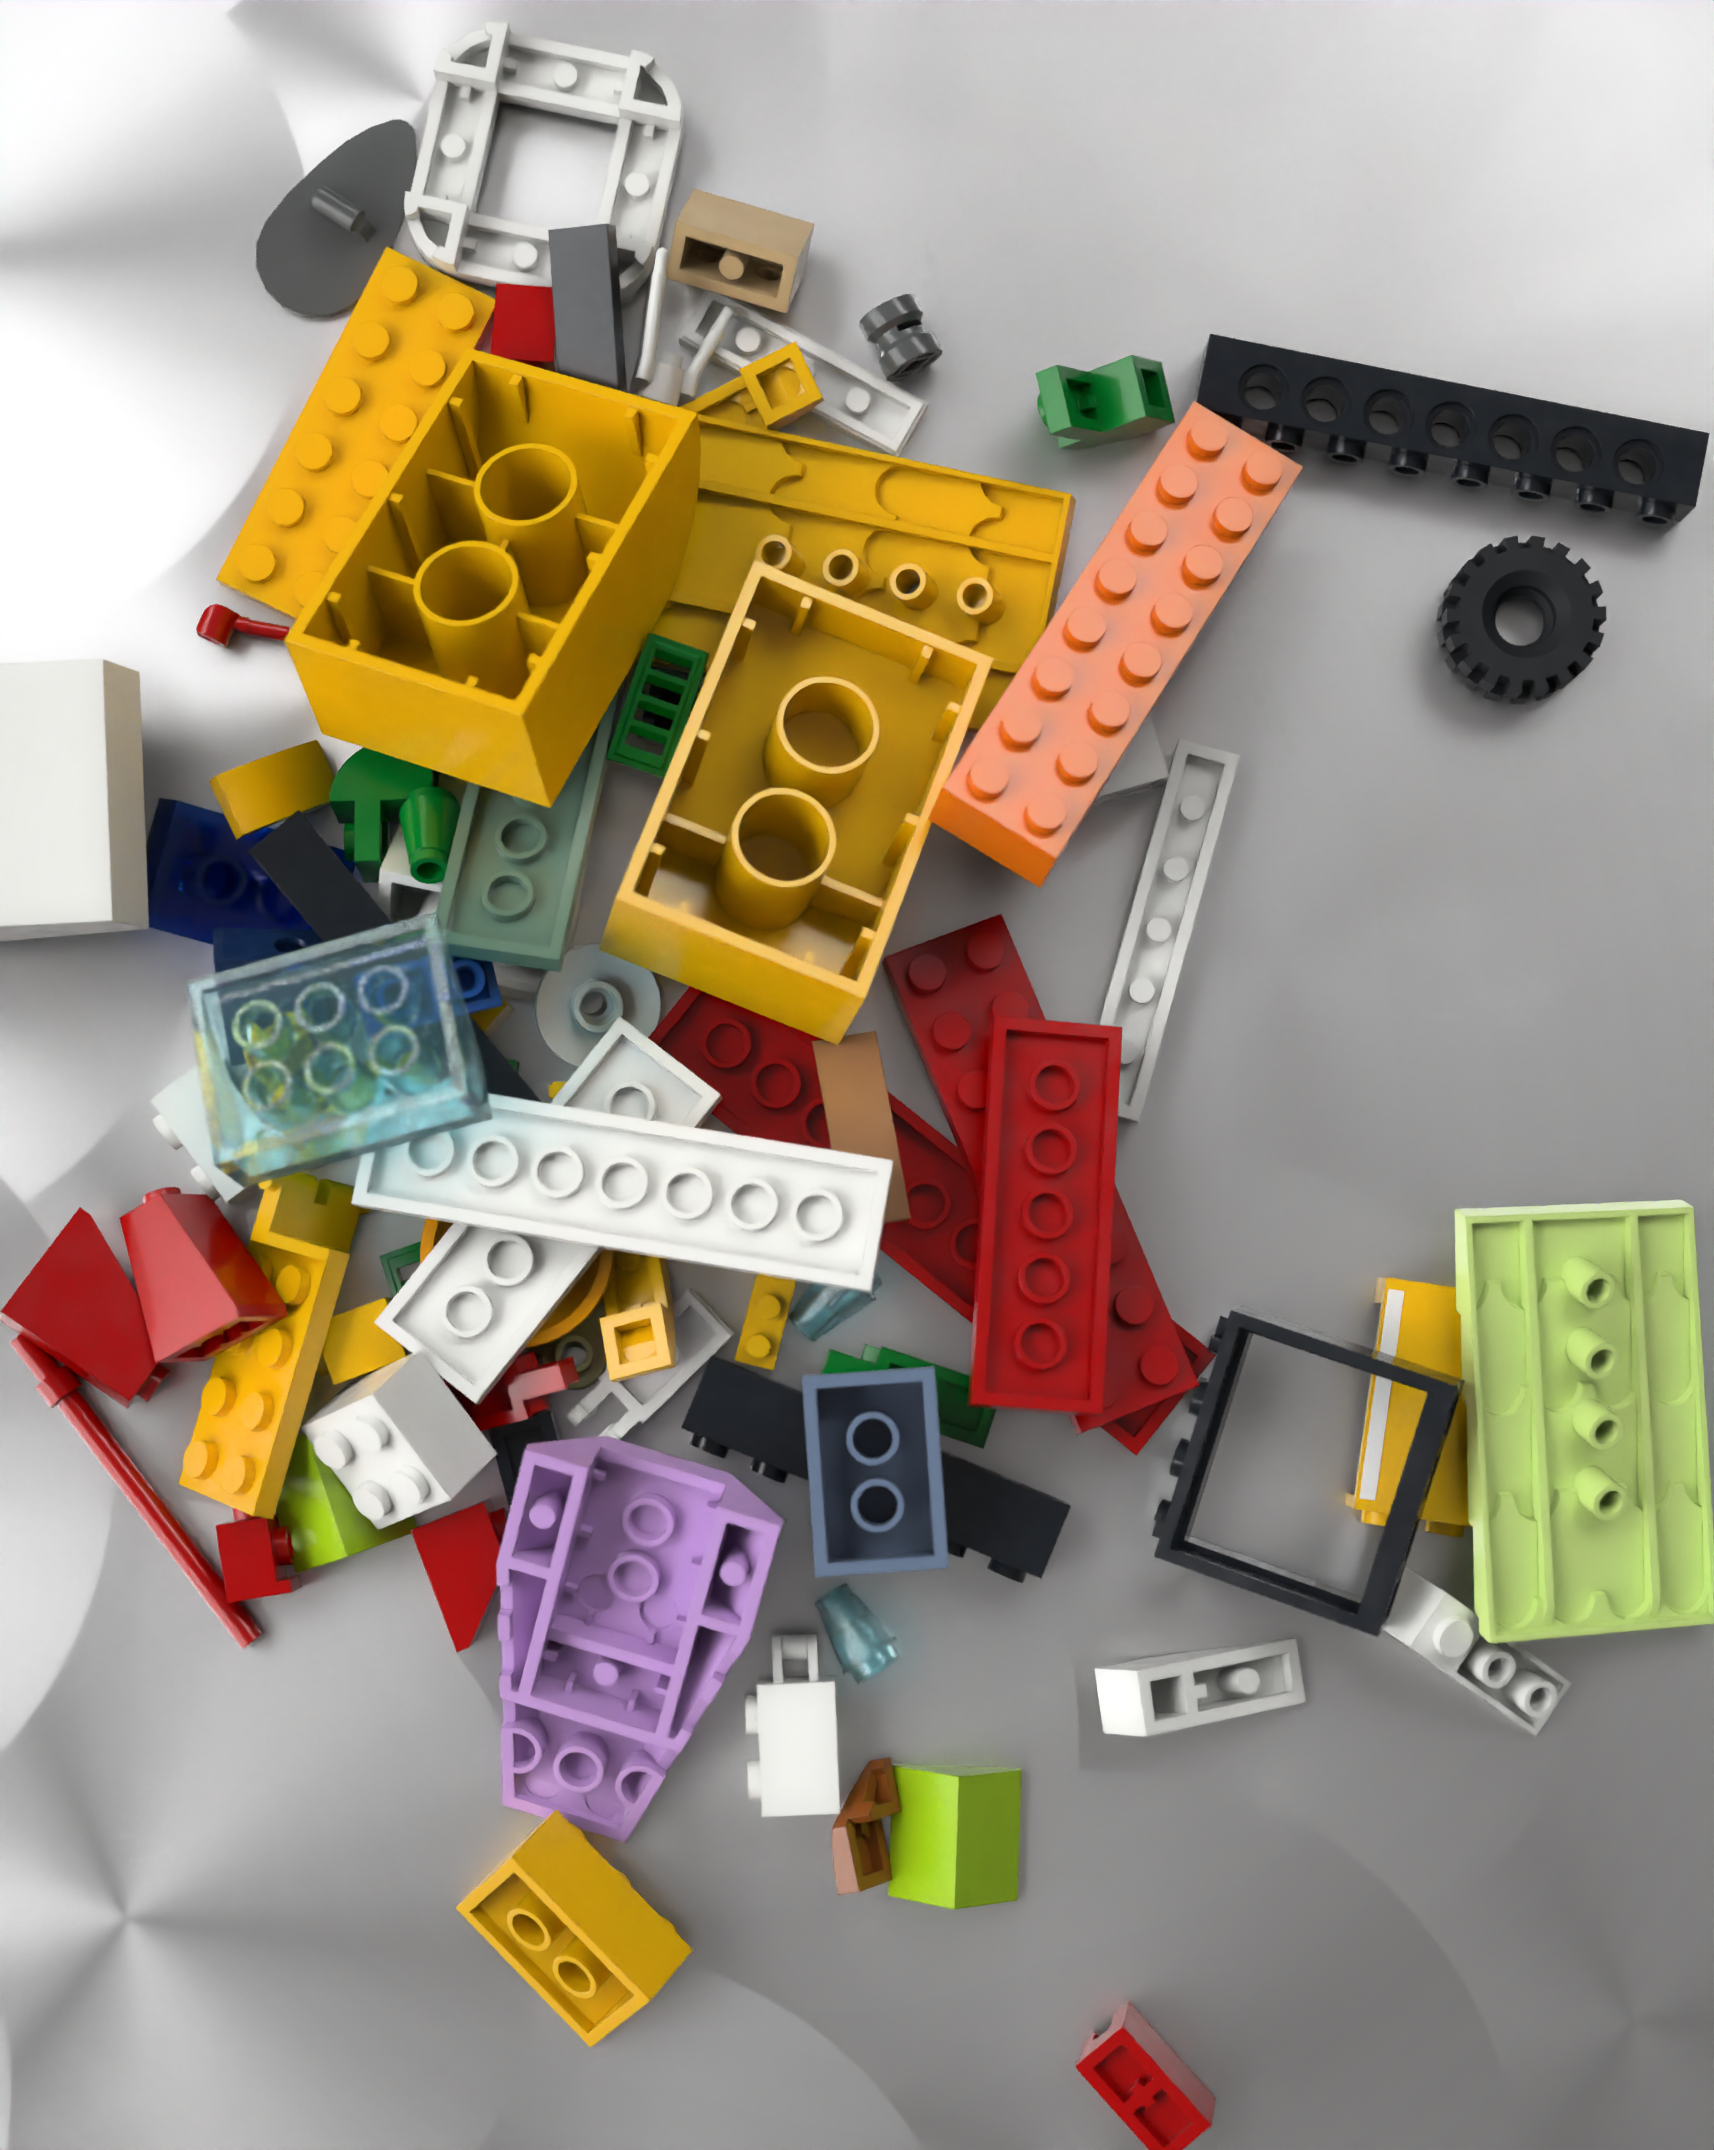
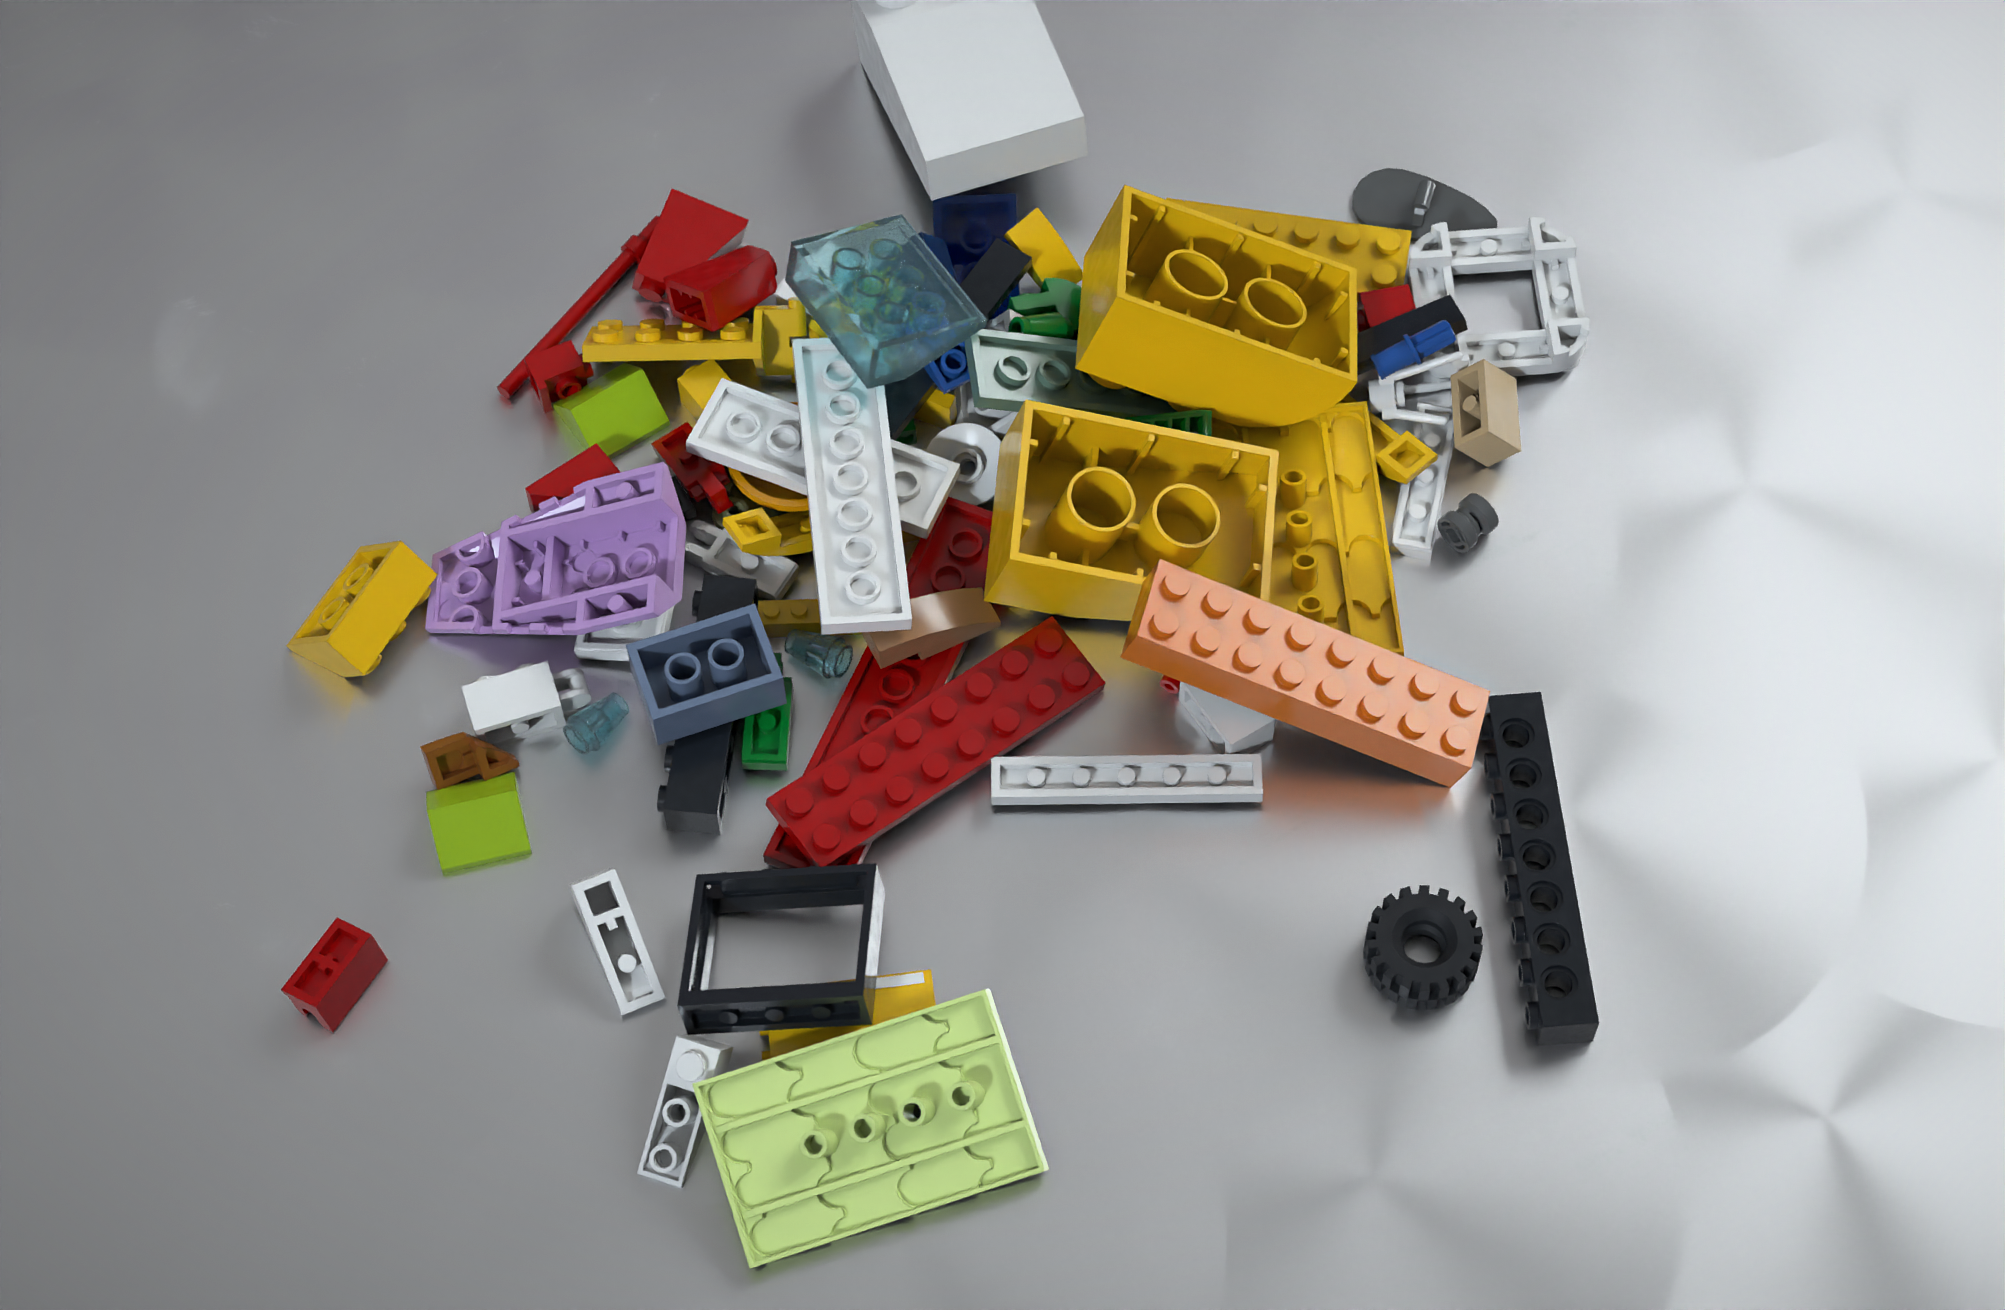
camera: 75 degrees right, 25 degrees down
(398, 1441) = (650, 414): white brick -> none
(632, 315) = (1413, 349): none -> blue axle
(1045, 1217) = (905, 734): red plate -> none
(1105, 403) = (1467, 645): green brick -> none

